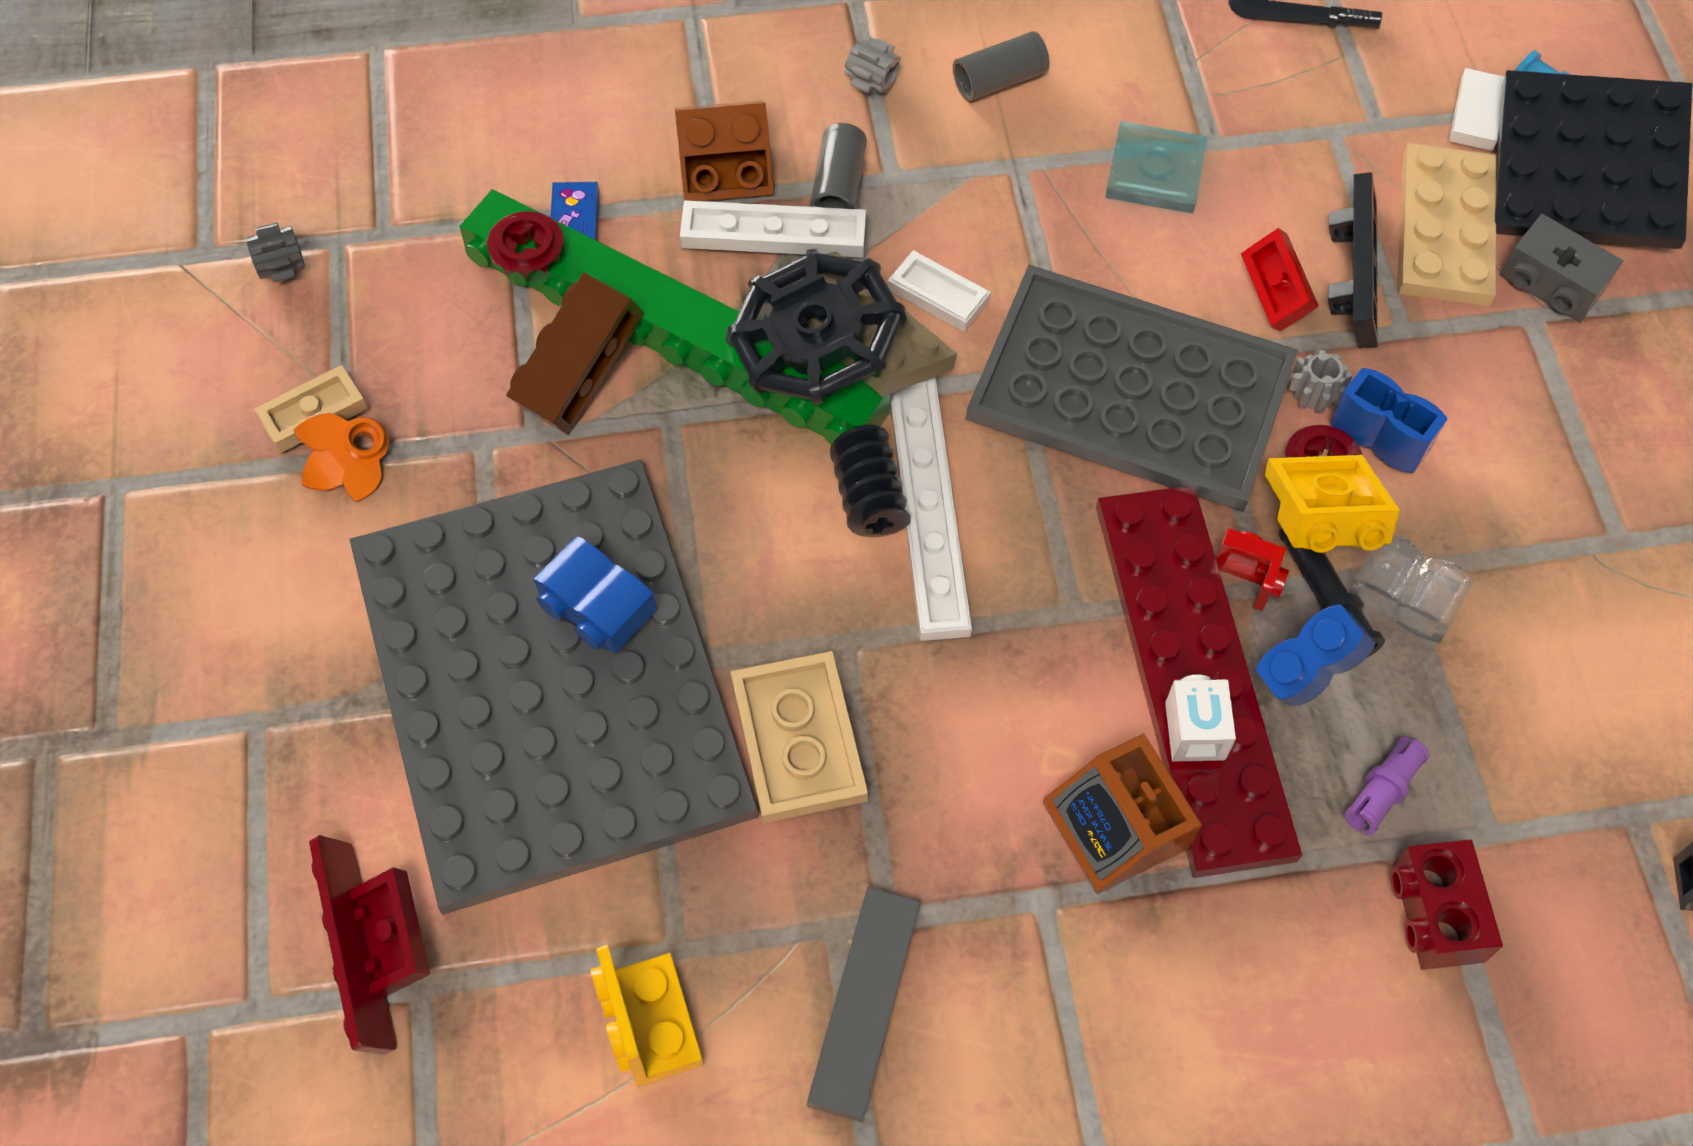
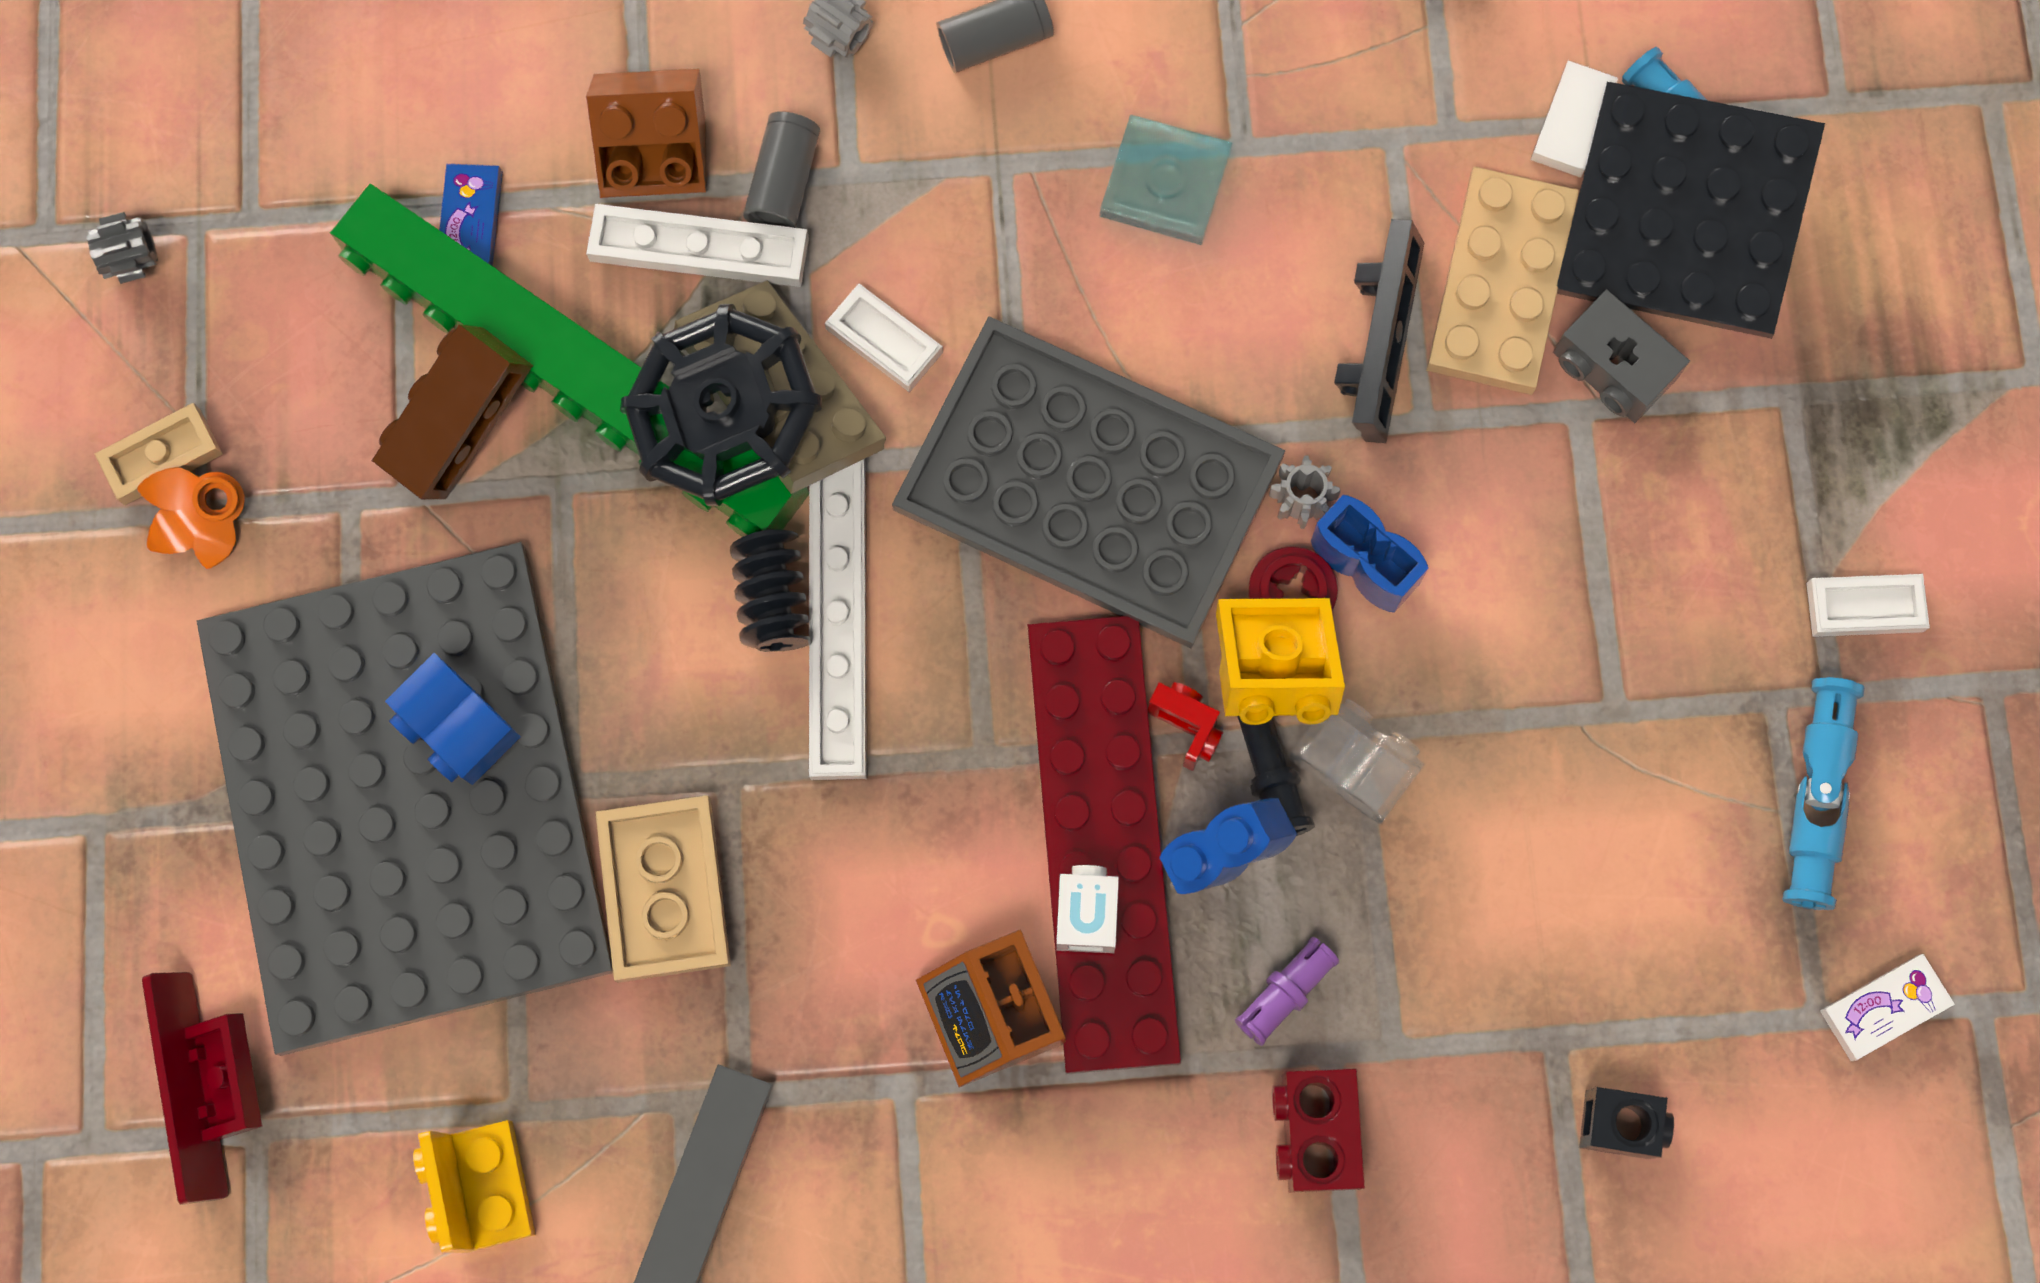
camera: 10 degrees right, 15 degrees up
(520, 229) = (398, 245): dark red gear -> none
(1279, 279) = (1282, 352): red plate -> none

